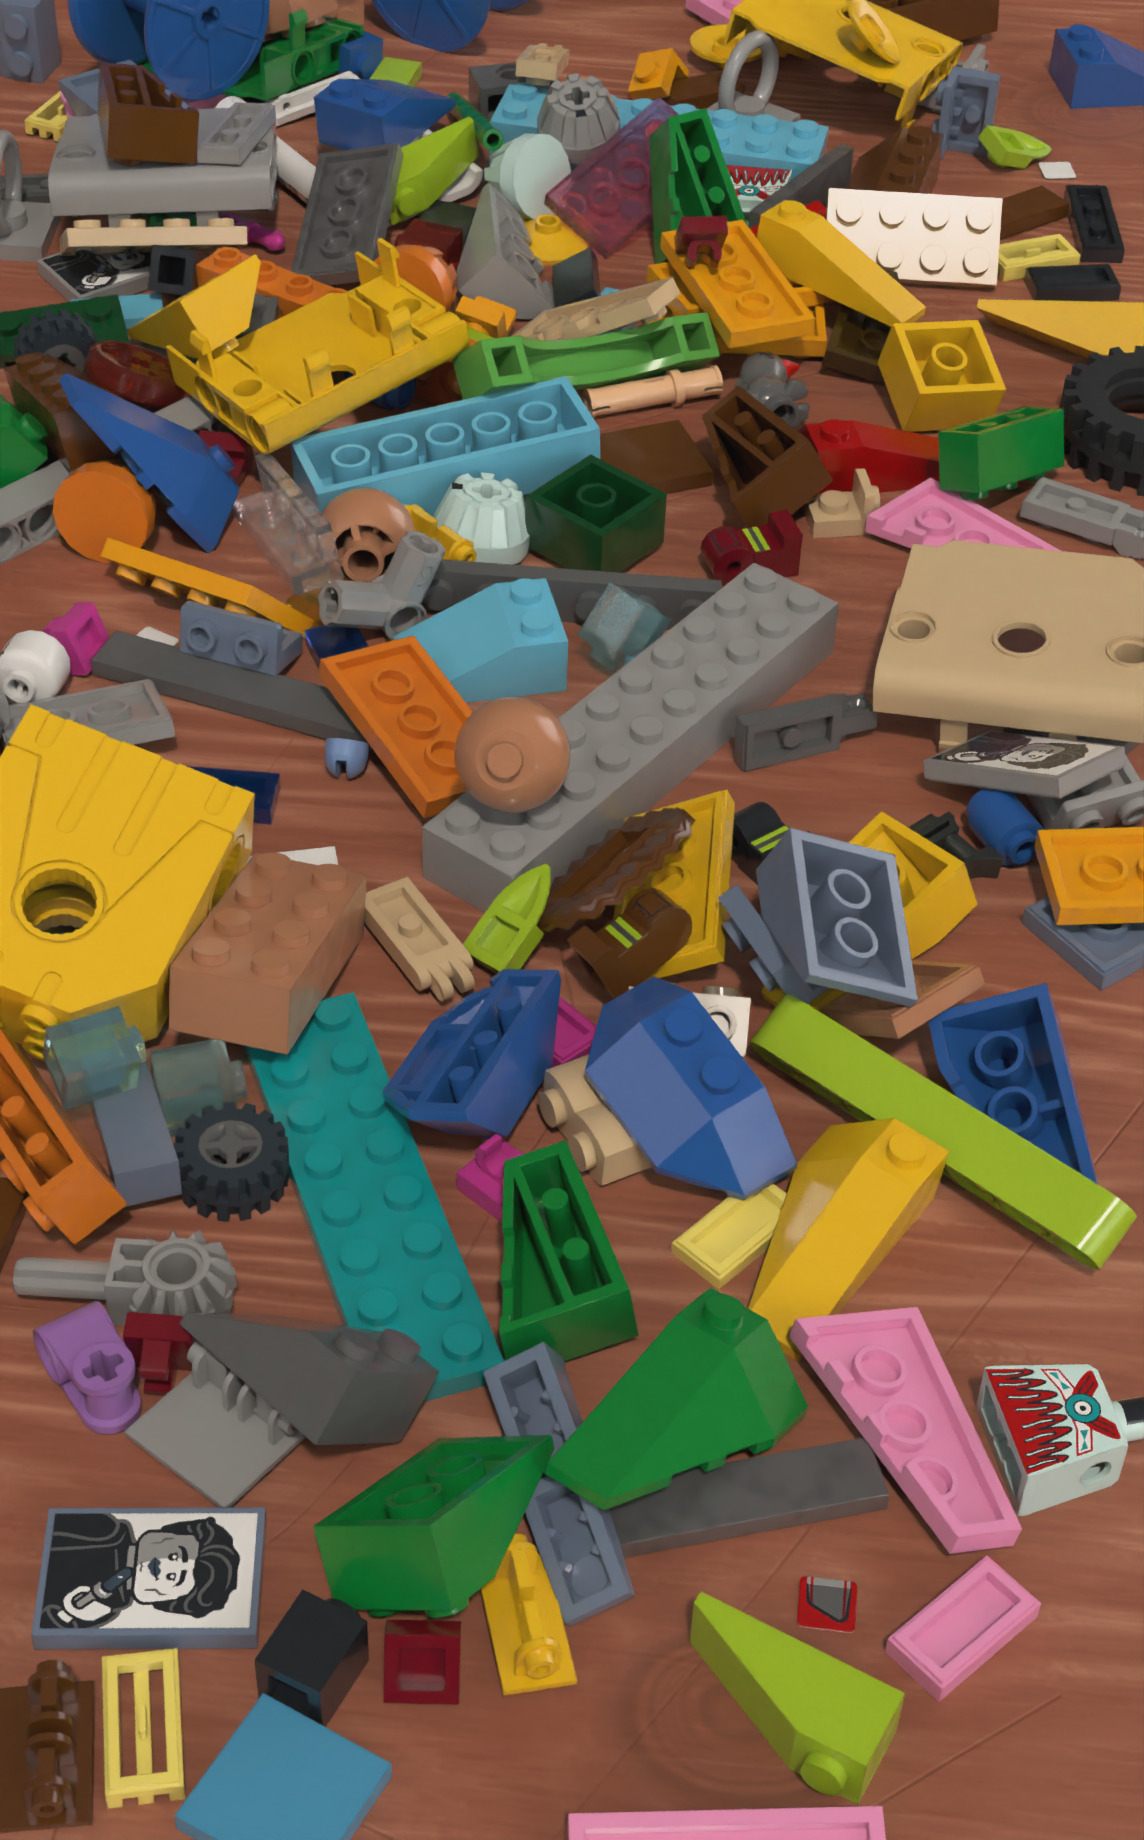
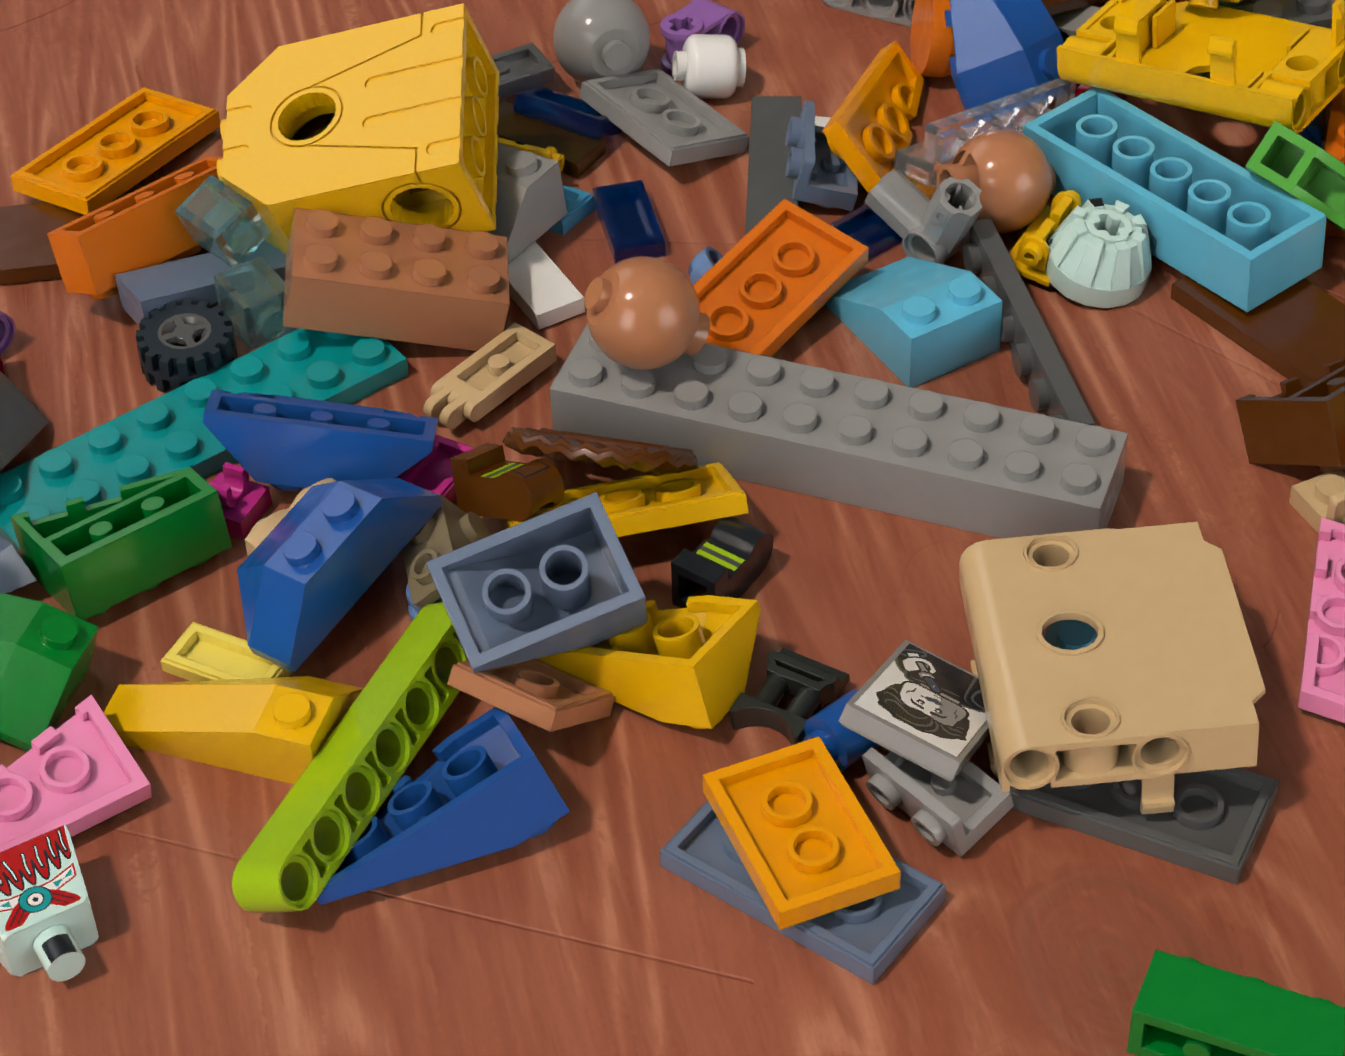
camera: 75 degrees right, 0 degrees up
(80, 634) = (769, 75): dark pink tile -> none
(140, 1277) = (45, 346): light grey gear -> none
(509, 925) = (521, 413): lime plate -> none
(595, 517) = (1149, 319): dark green brick -> none
(621, 626) = (988, 374): clear light blue brick -> none
(768, 545) = (1201, 452): dark red leg -> none
(799, 729) = (910, 542): dark grey hinge -> none

